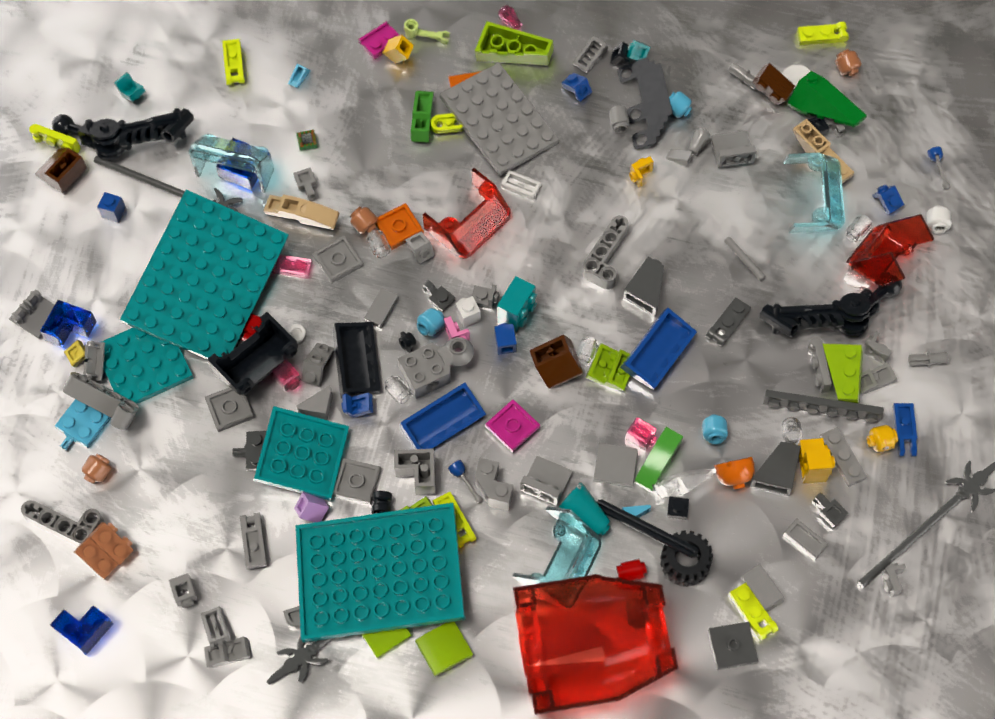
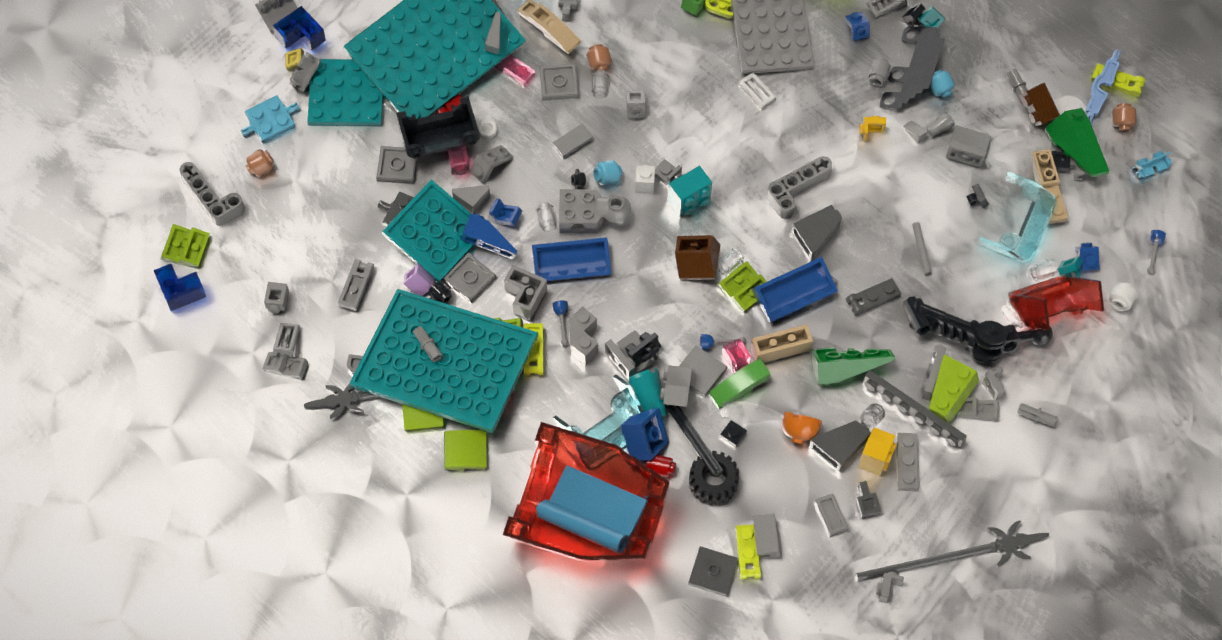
camera: 25 degrees right, 0 degrees up
(65, 584) = (185, 246): none -> lime slope
(102, 399) = (294, 107): light grey beam -> none
(104, 549) = (229, 232): nougat plate -> none
(261, 248) = (493, 39): none -> light grey slope
(338, 508) = (440, 292): none -> black gear
(352, 434) = (484, 235): none -> blue slope
(356, 358) = (527, 174): black slope -> none
(357, 565) = (427, 344): none -> light grey axle
(381, 502) = (480, 304): black wheel -> none
(398, 225) = (627, 76): orange tile -> none
(438, 297) = (628, 155): dark grey plate -> none
(452, 329) = (623, 189): bright pink bracket -> none
(476, 228) = (694, 108): clear red windscreen -> none
(505, 338) = (664, 217): blue brick -> none
(512, 425) = (628, 294): dark pink plate -> none
(560, 469) = (646, 350): none -> black hips
(598, 645) = (593, 509): none -> dark azure door
(603, 549) = (645, 434): none -> blue slope
(607, 434) = (707, 341): none -> blue hinge
(607, 490) = (677, 385): none -> light grey brick
(637, 511) = (696, 419): medium azure piece -> none
(676, 404) = (782, 344): none -> tan brick
(715, 429) = (804, 382): medium azure head -> none
(738, 398) = (835, 366): none -> green wedge
(767, 189) = (977, 196): none -> black tile
(815, 36) = (1106, 78): none -> light blue piece
(880, 213) = (1069, 266): none -> teal tile
(882, 438) = (951, 463): yellow head -> none
(889, 96) = (1145, 166): none -> medium azure hinge
(905, 427) = (979, 463): blue hinge -> none

